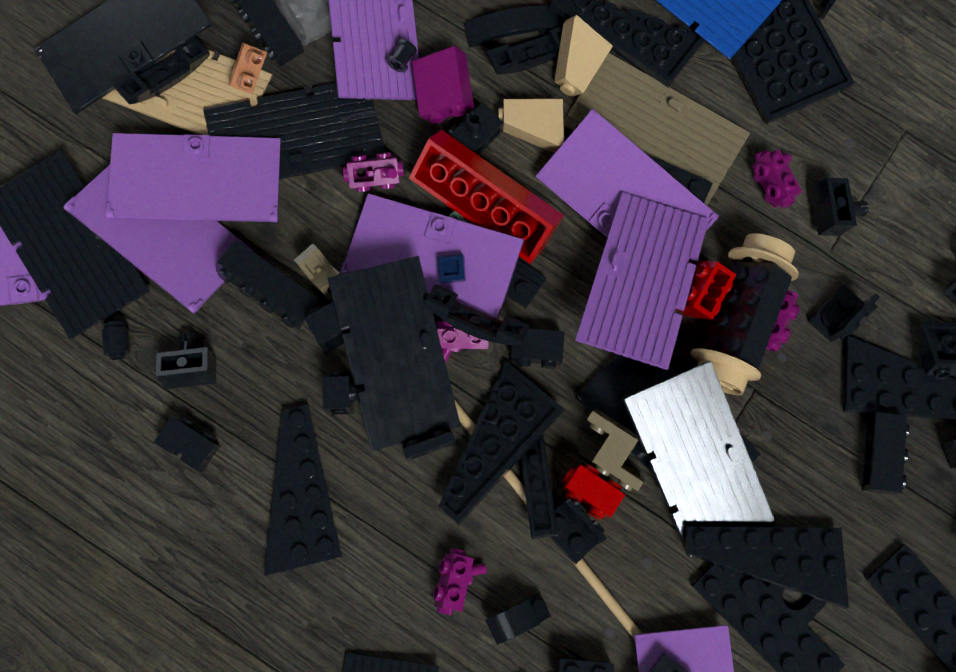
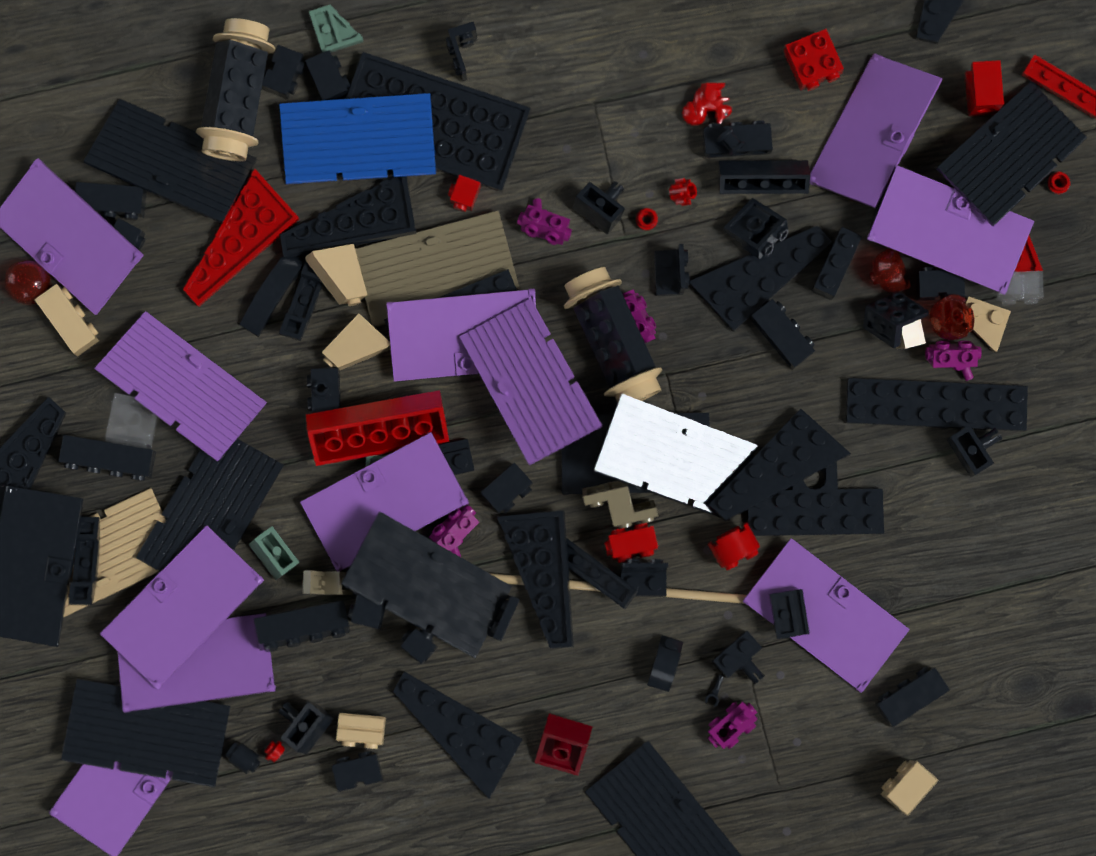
camera: 45 degrees left, 5 degrees up
(144, 359) = (274, 751): none -> red plate
(225, 413) = (361, 729): none -> tan brick
(247, 68) = (137, 503): nougat hips -> none
(306, 210) = (274, 553): none -> sand green brick
(368, 595) = (563, 744): none -> dark red slope
(379, 171) = (292, 481): magenta brick -> none
(401, 56) = (226, 391): black bush -> none
(442, 85) = (273, 383): magenta brick -> none
(451, 268) = (405, 496): dark blue tile -> none
(455, 577) = (603, 679): magenta brick -> none
(473, 322) = (455, 515): black slope -> none
(673, 582) = (734, 546): none -> red brick
(708, 289) = (574, 345): red brick -> none
(737, 95) = (464, 193): none -> red brick
(866, 250) = (646, 212): none -> red plate
(913, 262) = (682, 191): none -> red gear

